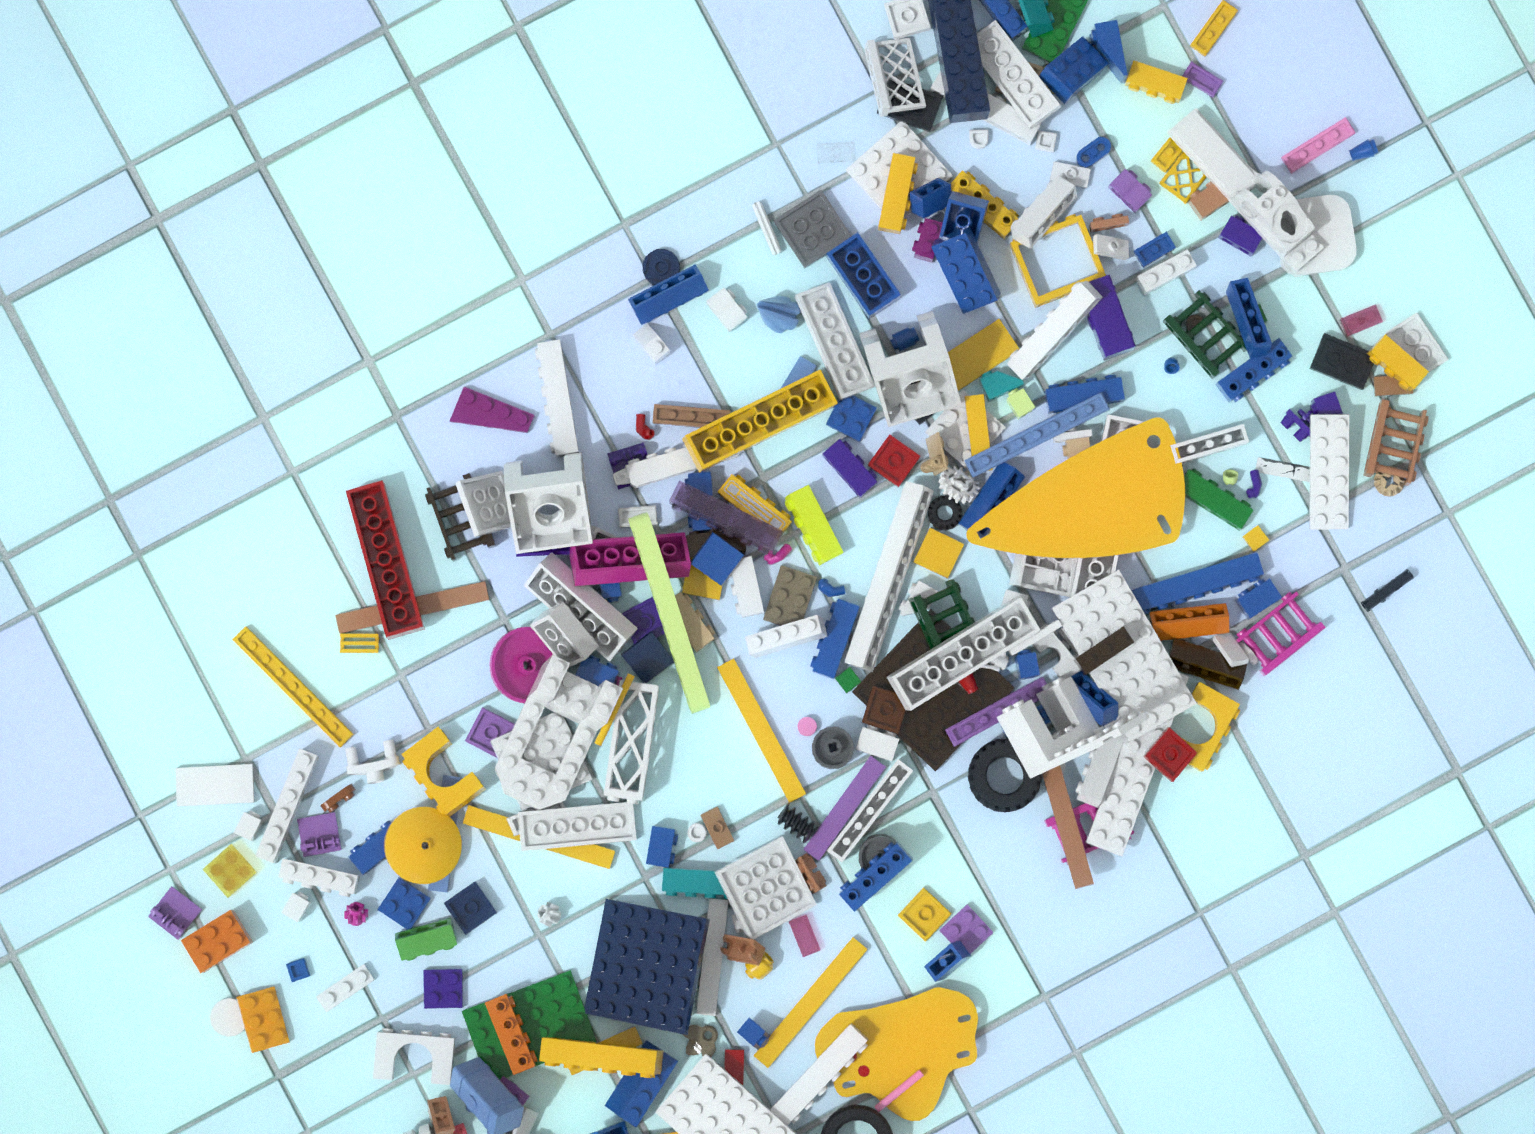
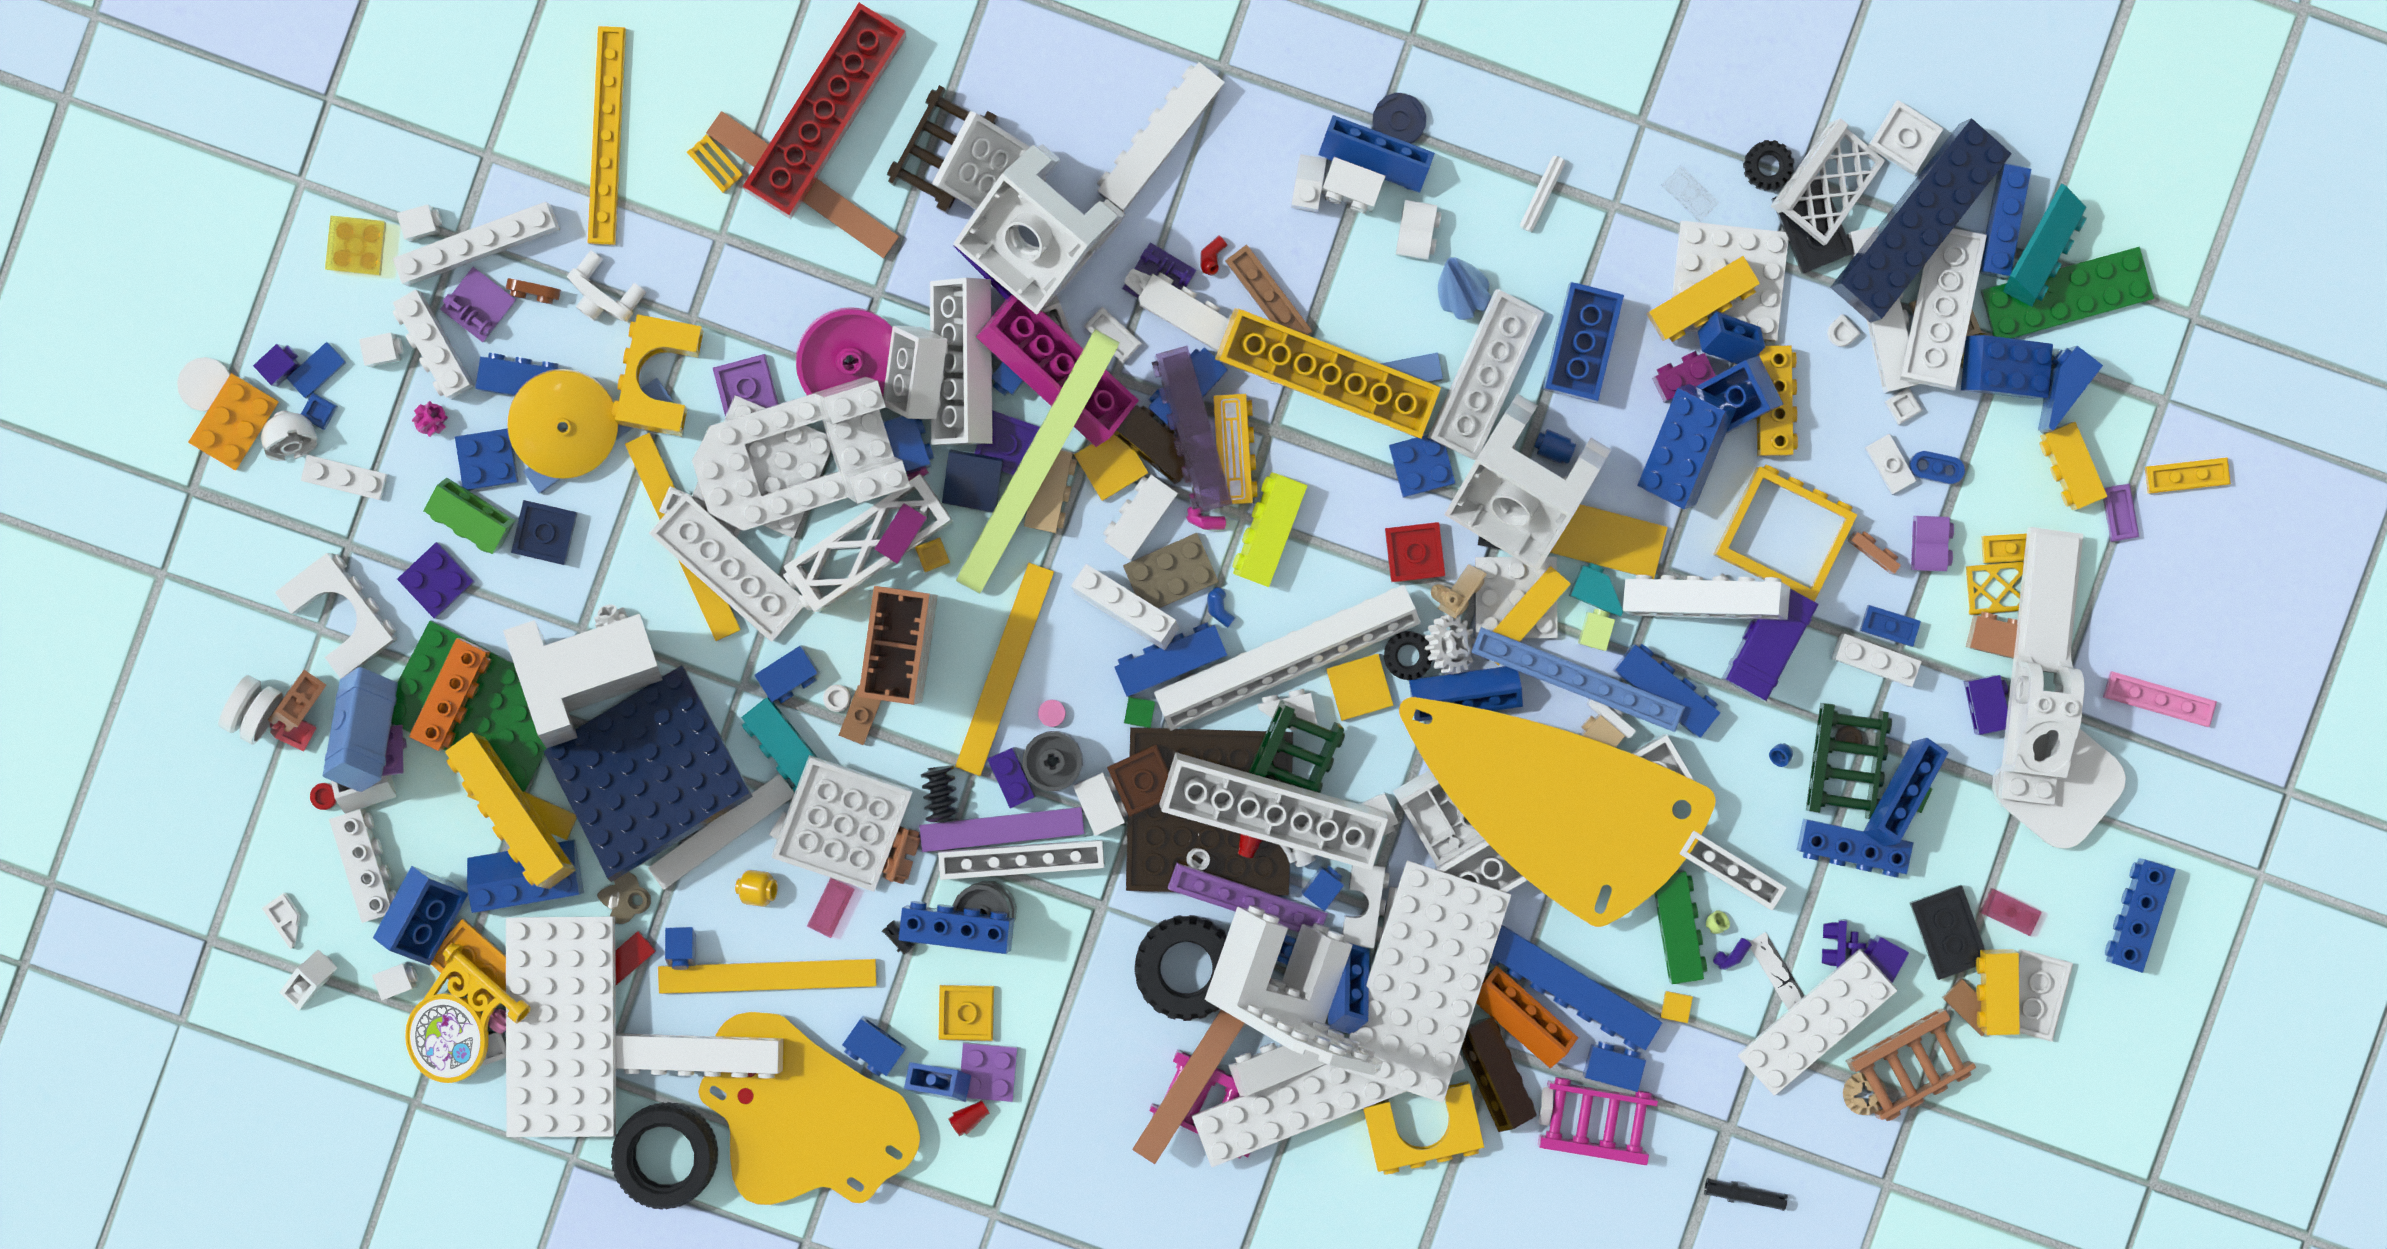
camera: 45 degrees right, 5 degrees up
(174, 912) = (260, 227): medium lavender hinge -> none
(214, 785) = (430, 148): white tile -> none
(217, 941) = (270, 299): orange brick -> none
(253, 968) = (277, 364): none -> dark purple brick
(275, 951) = (316, 370): none -> blue tile
(296, 996) = (288, 435): none -> white cylinder
(484, 411) = (1078, 73): magenta wing -> none
(561, 951) = (579, 671): none -> white piece
(604, 730) = (851, 506): yellow bar -> none
(642, 717) = (900, 533): none -> magenta tile
(667, 714) = (932, 554): none -> yellow tile
(673, 321) = (1352, 185): none -> white brick
(699, 769) = (897, 645): none -> nougat brick
(717, 558) = (1140, 460): blue tile -> none
(743, 950) = (755, 858): nougat hinge -> none
(812, 228) = (1585, 243): flat silver plate -> none
(822, 777) = (1011, 777): none -> dark purple brick
(849, 91) = (1752, 168): none -> black tyre
(849, 914) = (892, 932): none -> black pin
(850, 467) = (1366, 513): dark purple brick -> none
(898, 979) = (873, 1046): none -> blue brick
(899, 1090) = (757, 1151): bright pink bar -> none
(952, 713) = (1201, 854): none -> white hinge
(981, 963) = (968, 1118): none -> red cone
(1043, 211) = (1824, 472): white brick -> none
(1044, 631) = (1376, 875): white tile -> none
(1103, 651) = (1409, 957): dark brown brick -> none
(1111, 247) = (1851, 577): white plate -> none
(1170, 754) = (1363, 1122): red plate -> none
(1230, 649) = (1533, 1086): white tile -> none
(1364, 150) = (2198, 753): blue cone -> none
(1422, 255) = (2140, 914): none -> blue brick

